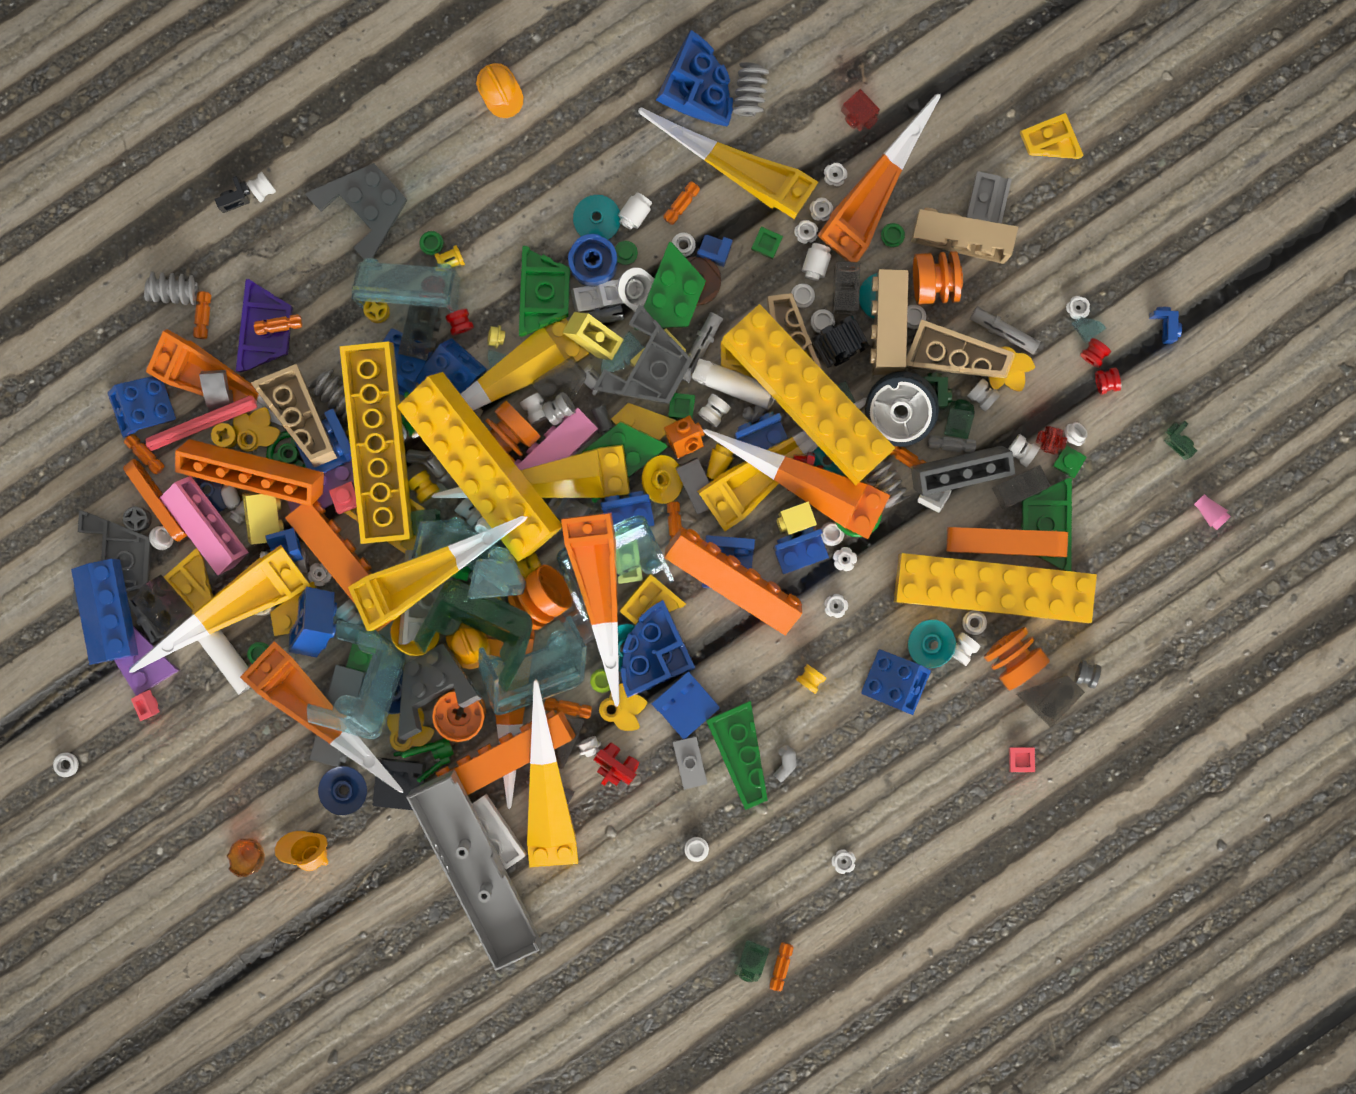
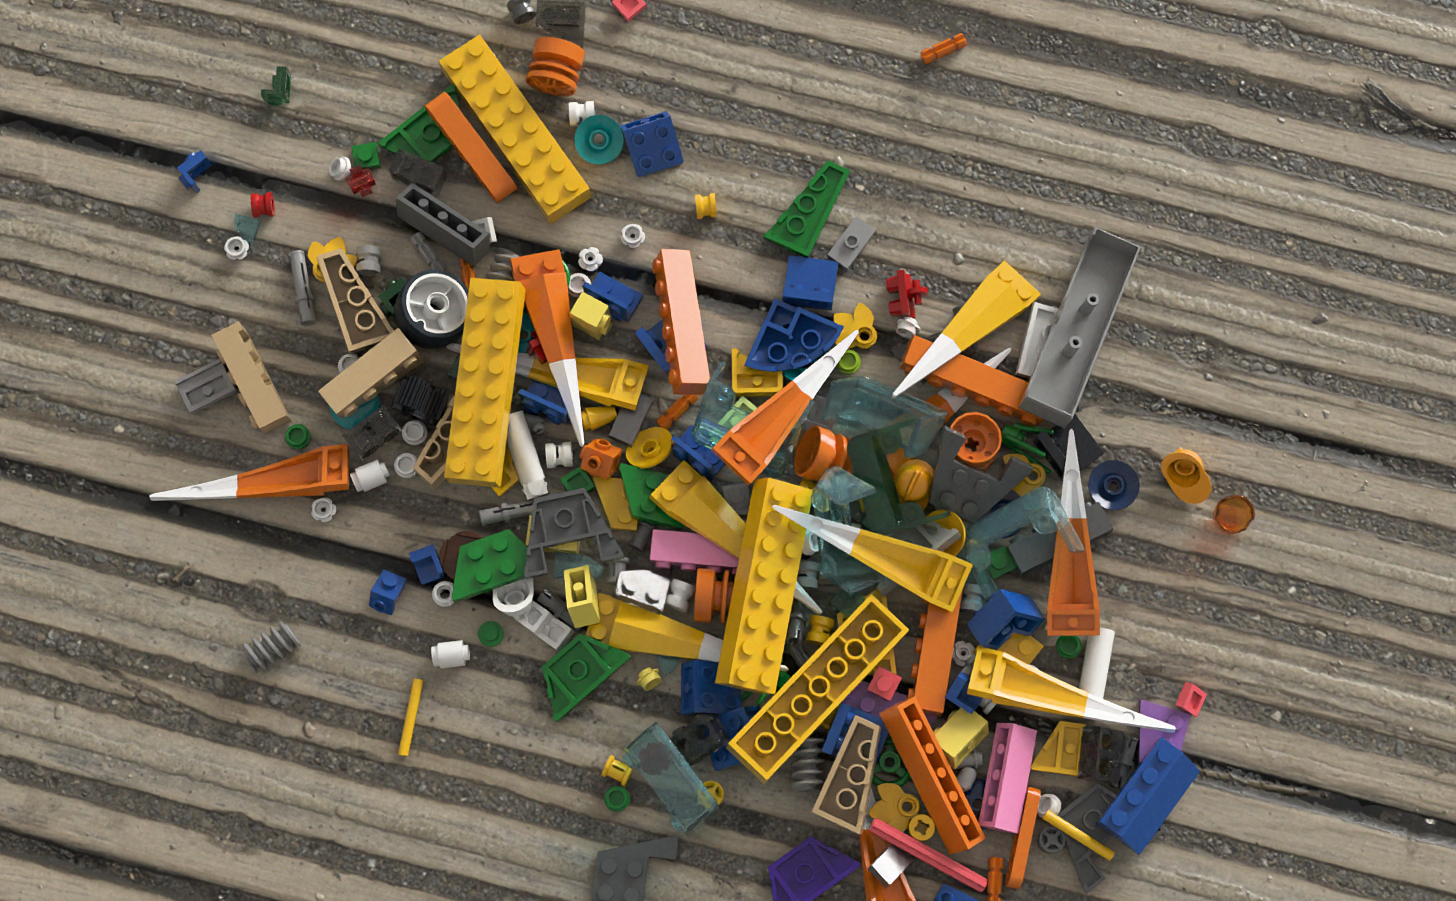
camera: 130 degrees left, 10 degrees down
(59, 768) = (1300, 717): white plate -> none
(121, 538) = (1078, 835): none -> yellow bar
(278, 324) = (792, 861): orange axle -> none
(459, 322) = (663, 716): red wheel -> none
(500, 90) = (441, 855): light orange piece -> none
(559, 408) = (664, 572): light grey wheel -> none
(568, 707) = (890, 366): orange axle -> none
(580, 254) = (523, 665): blue brick -> none
(609, 221) = (486, 695): teal dish -> none
(615, 148) = (410, 717): none -> yellow bar
(681, 203) = (411, 624): orange axle -> none
(696, 849) = (912, 183): white plate -> none
(698, 83) = (300, 695): blue brick -> none
(720, 204) = (386, 592): none -> blue bracket
(752, 962) = (959, 71): clear green bracket -> none
(766, 180) = (336, 573): yellow plate -> none
(767, 243) = (387, 528): green plate -> none
(788, 763) = (785, 170): light grey arm -> none
(806, 225) = (345, 506): white plate -> none
(835, 168) = (283, 516): white plate -> none
(848, 866) = (820, 63): white plate -> none
(860, 111) = (216, 544): clear red brick -> none
(937, 278) = (304, 368): orange wheel -> none
(959, 419) = (403, 263): clear green bracket -> none
(982, 622) = (555, 117): white plate -> none
(1028, 452) = (387, 193): white wheel -> none
(1052, 139) = (114, 378): yellow wing -> none
(1108, 380) = (277, 177): red wheel -> none
(1212, 512) = (315, 20): bright pink cone -> none

